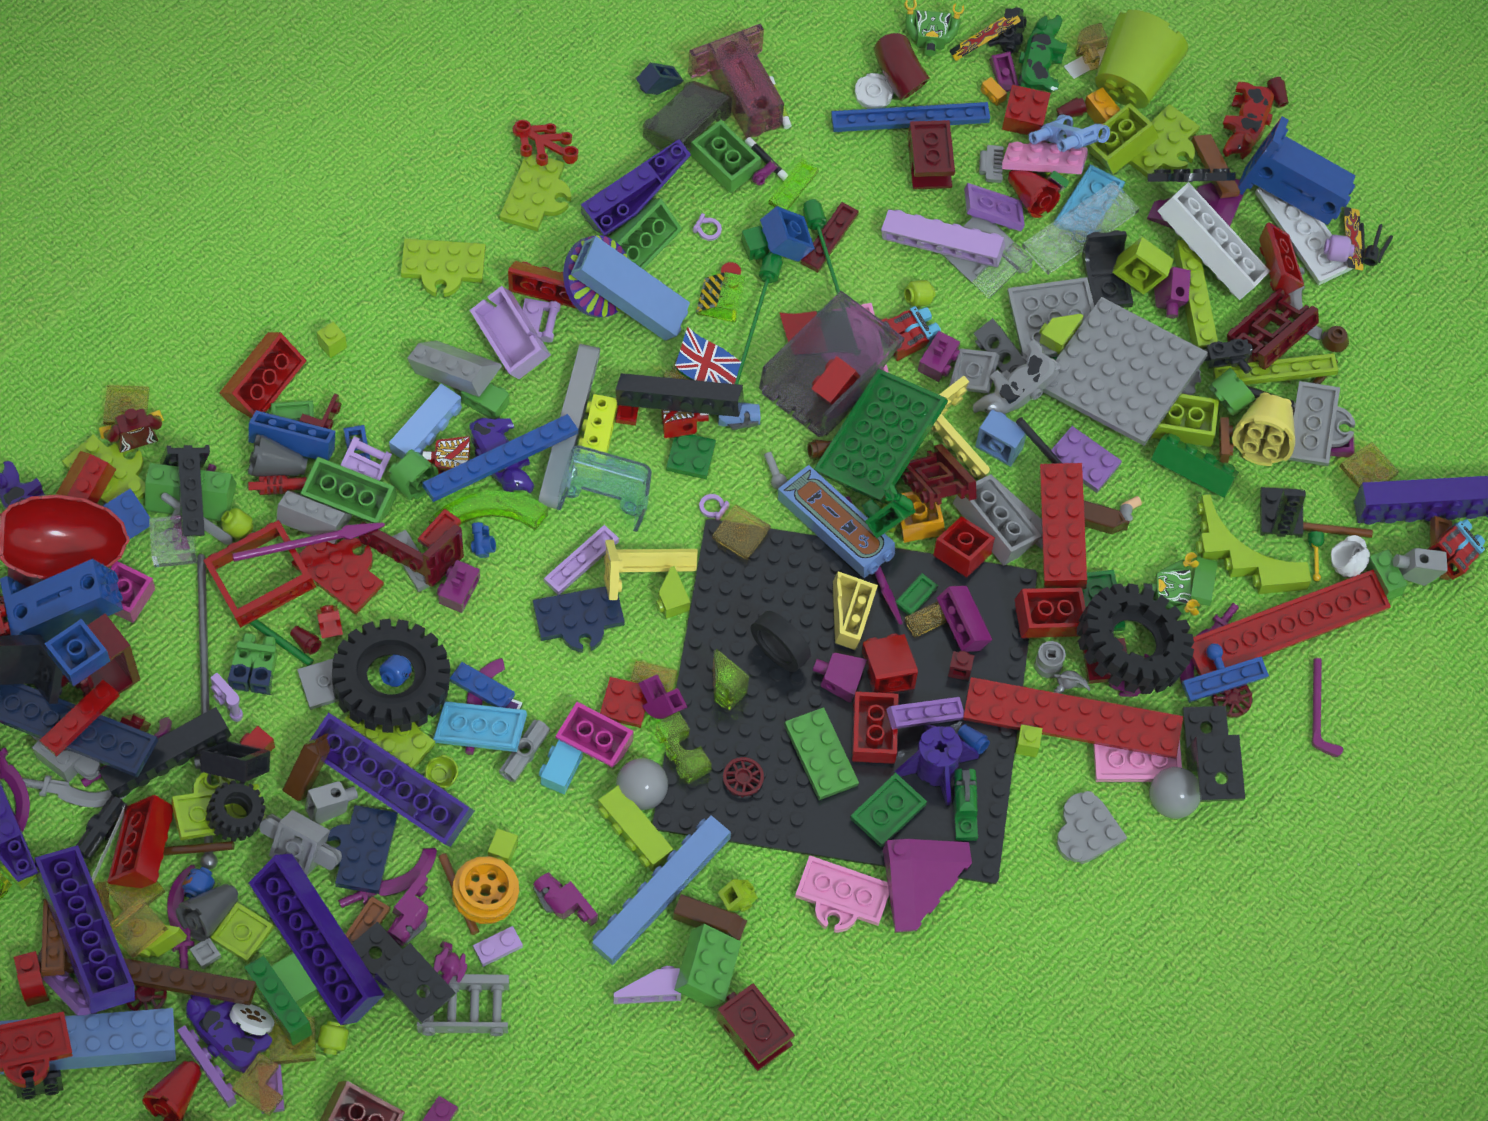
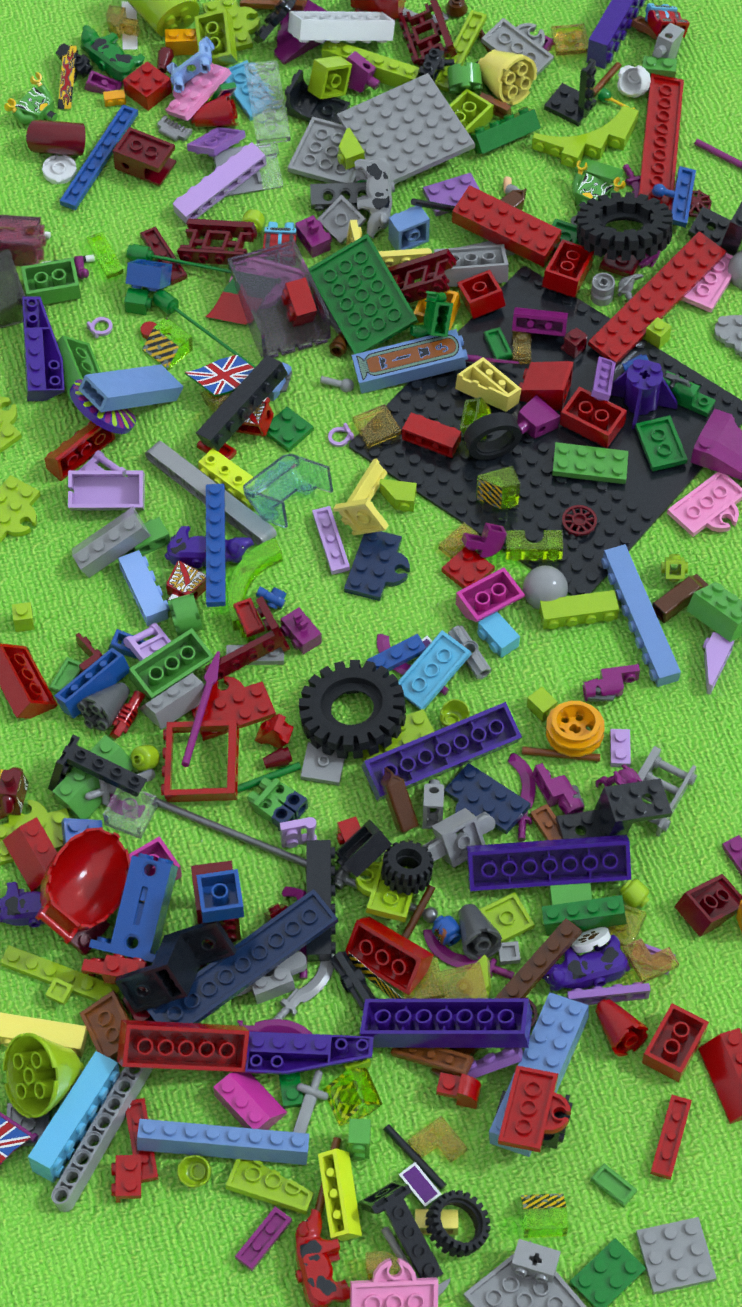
camera: 55 degrees left, 5 degrees down
(79, 718) = (261, 940): red plate -> none
(395, 670) = (360, 695): blue head -> none
(758, 585) = (431, 435): none -> red brick
(803, 614) = (472, 411): none -> clear neon green brick
(883, 267) = (216, 230): none -> dark red fence

